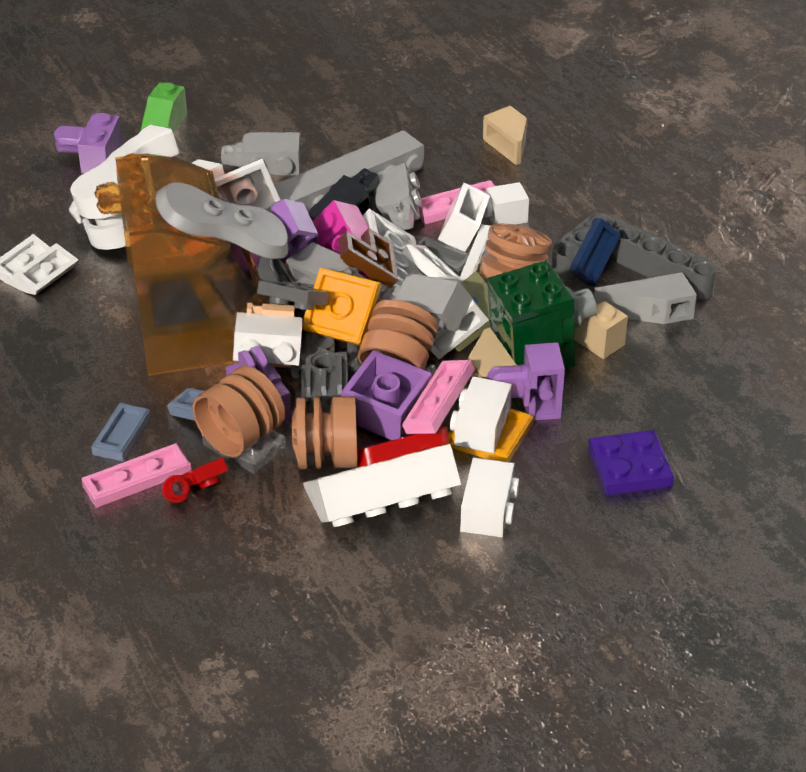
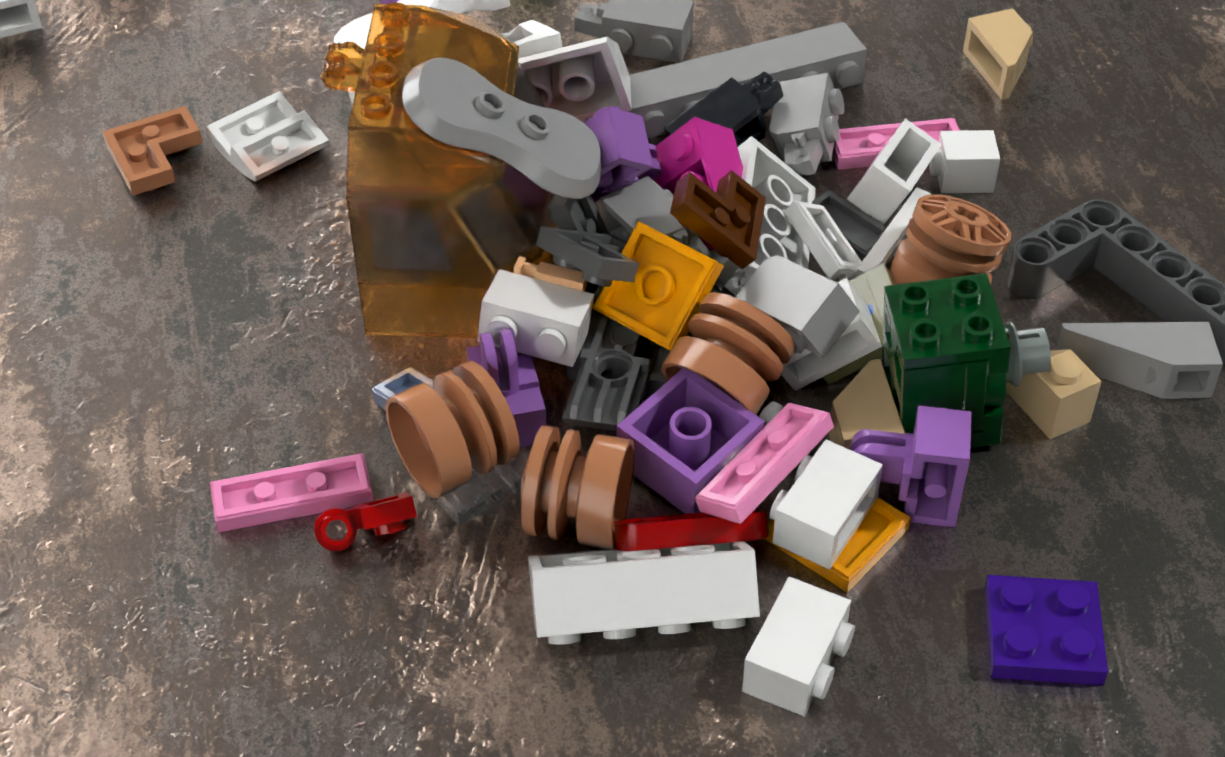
camera: 15 degrees right, 5 degrees up
(121, 432) = (294, 418): sand blue tile -> none
(594, 252) = (1078, 263): dark blue tile -> none

